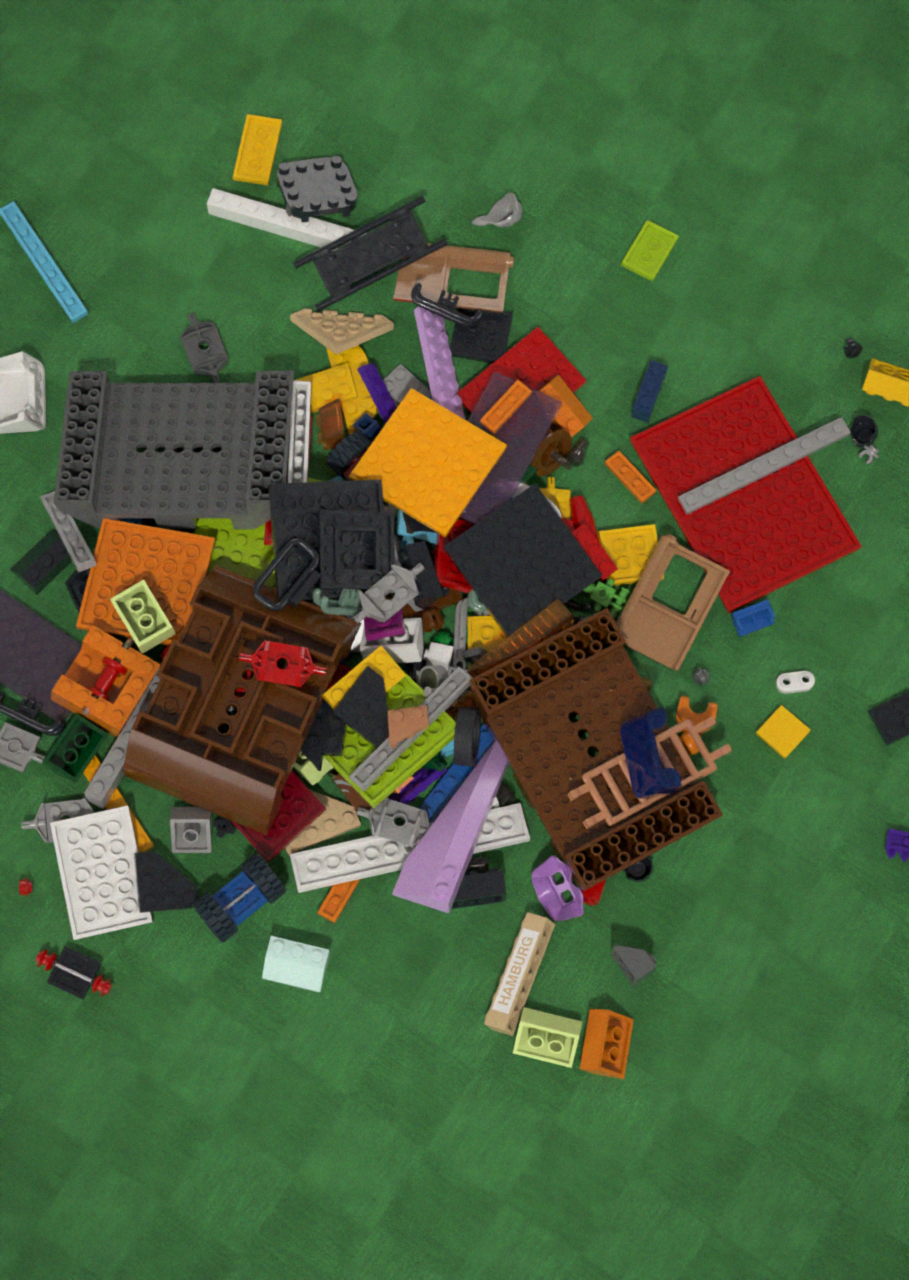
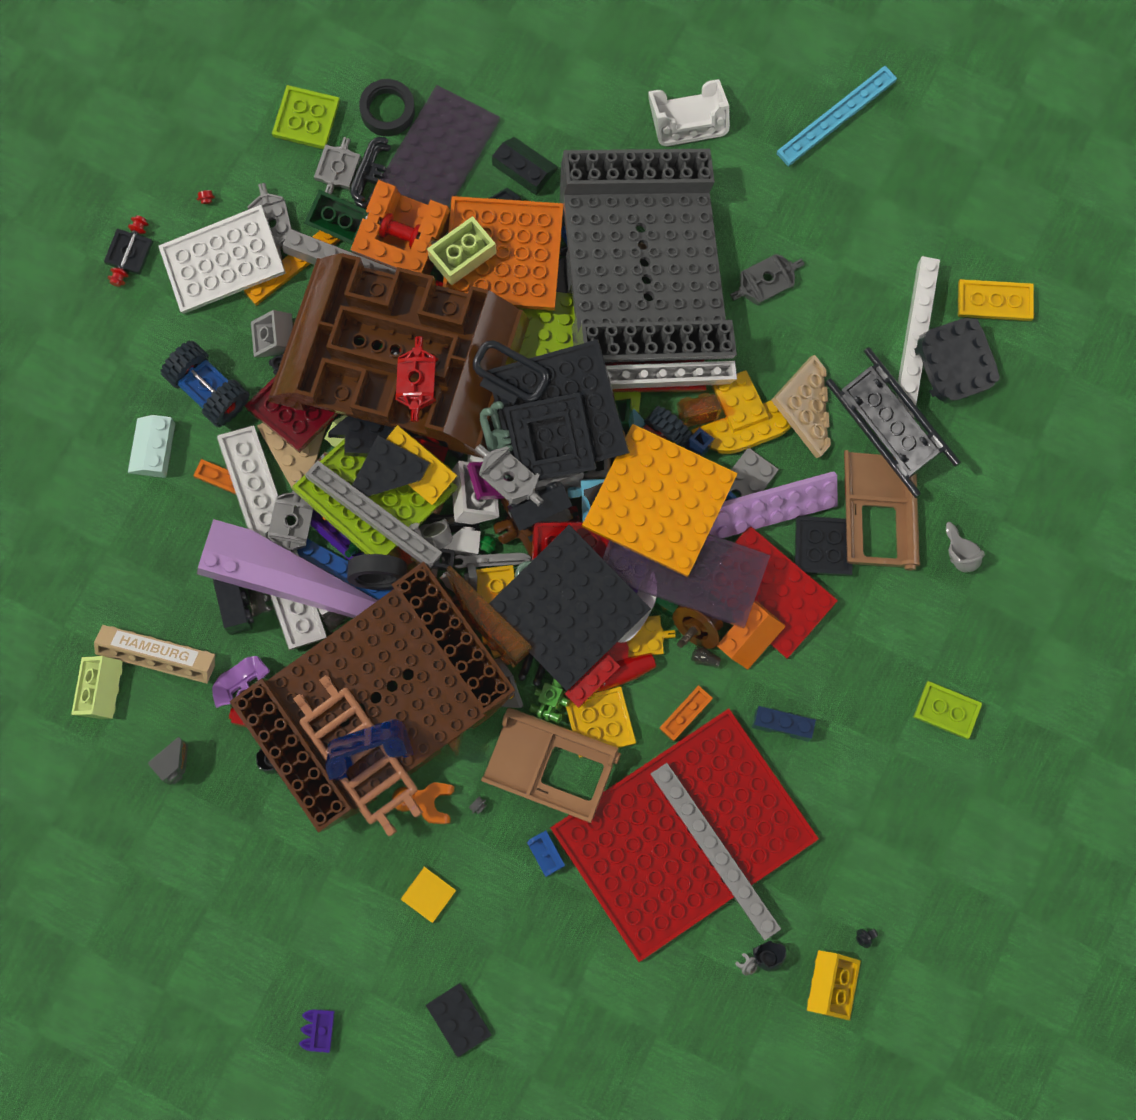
camera: 80 degrees right, 5 degrees up
(69, 534) = (533, 183): light grey plate -> none
(161, 885) = (214, 314): black plate -> none
(377, 390) = (742, 448): dark purple plate -> none
(406, 723) = (375, 506): nougat wing -> none
(444, 307) = (841, 501): black piece -> none
(506, 406) = (730, 569): orange plate -> none
(606, 1043) = (93, 745): orange slope -> none
(796, 683) = (482, 903): white plate -> none

